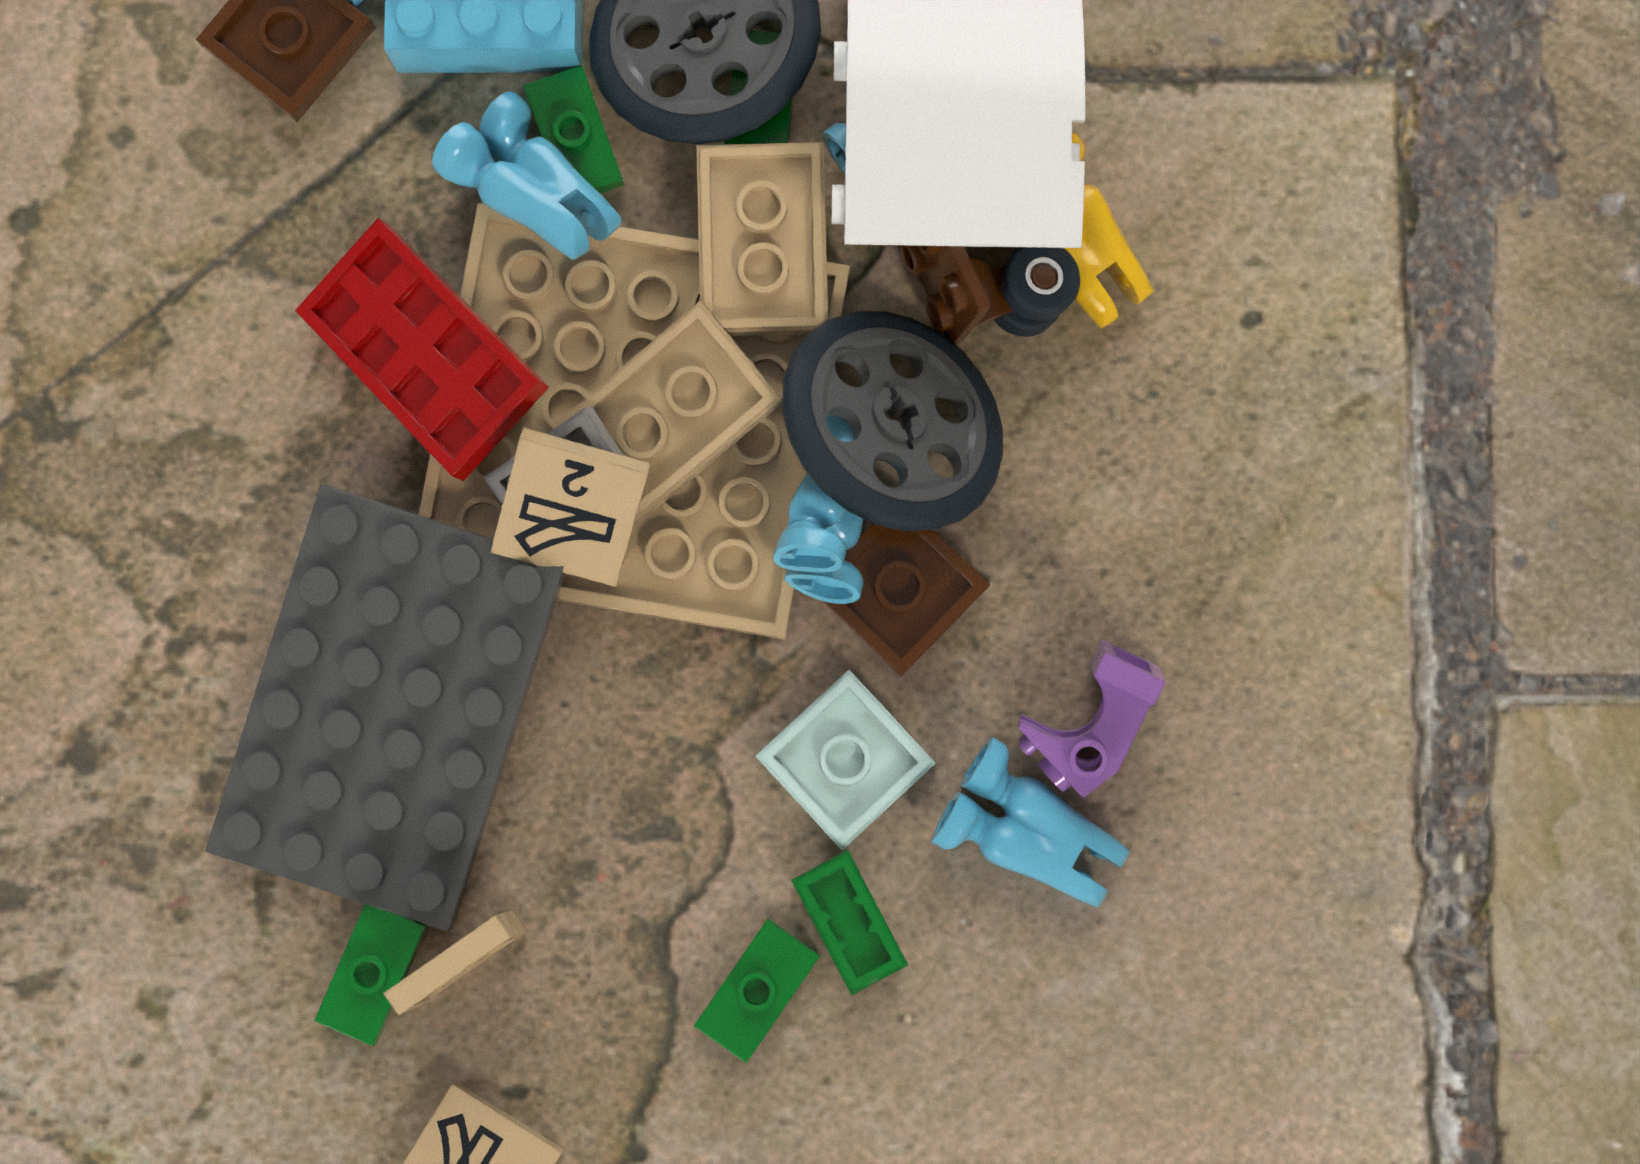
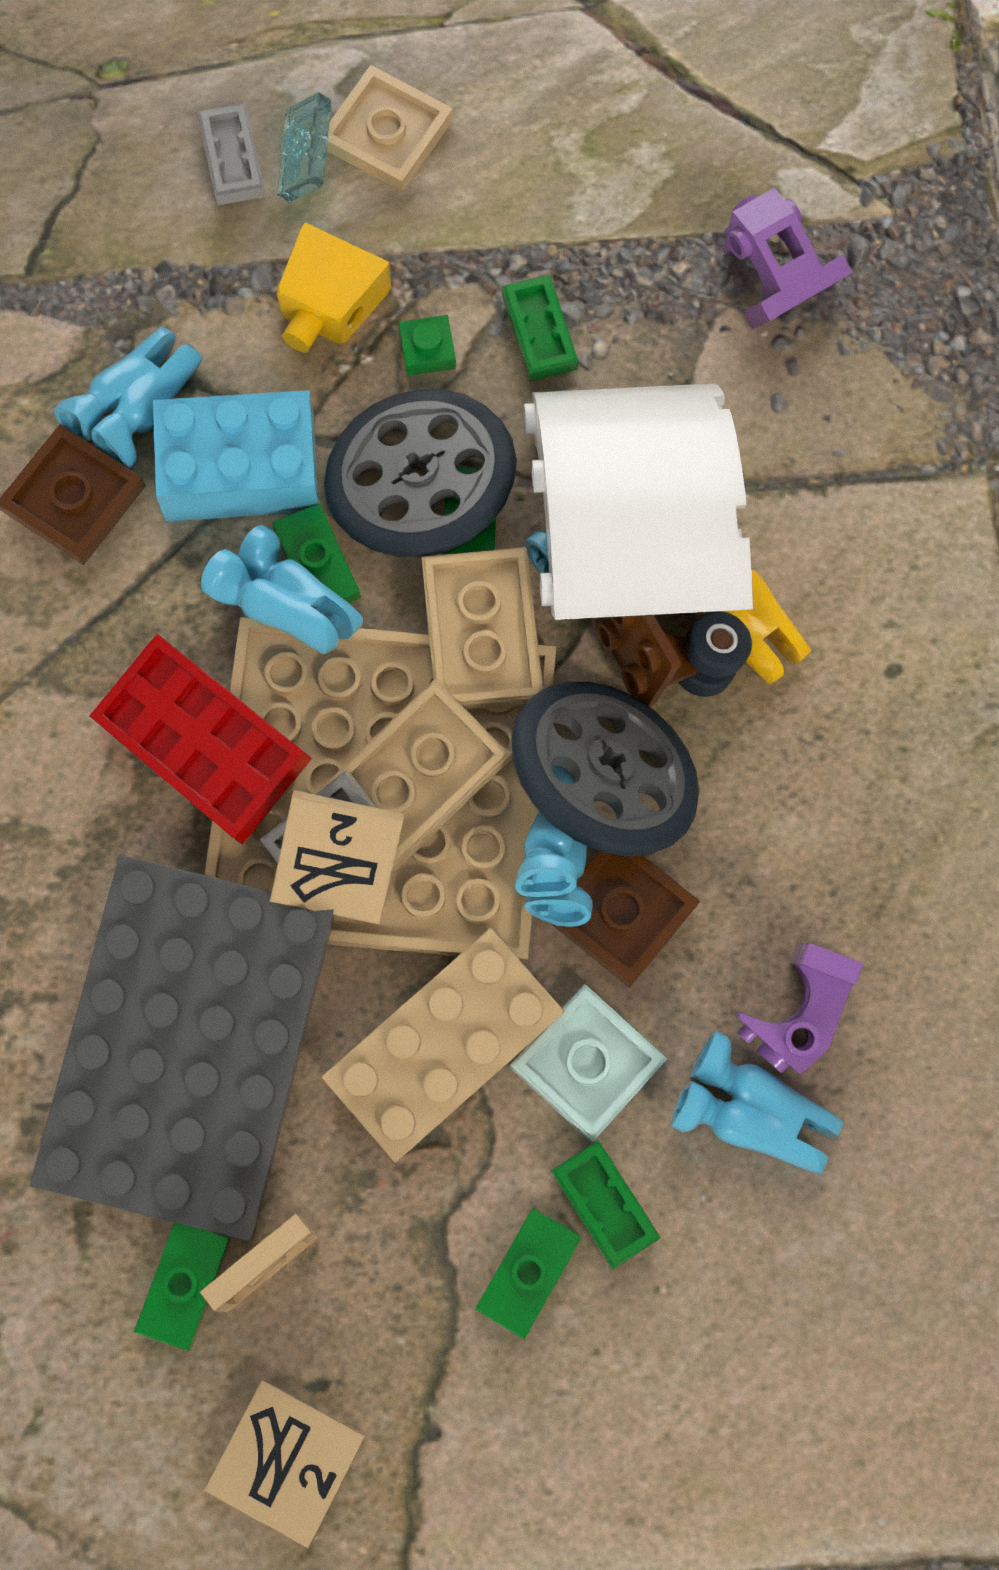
camera: 10 degrees left, 10 degrees down
(680, 728) = (443, 1045): none -> tan plate

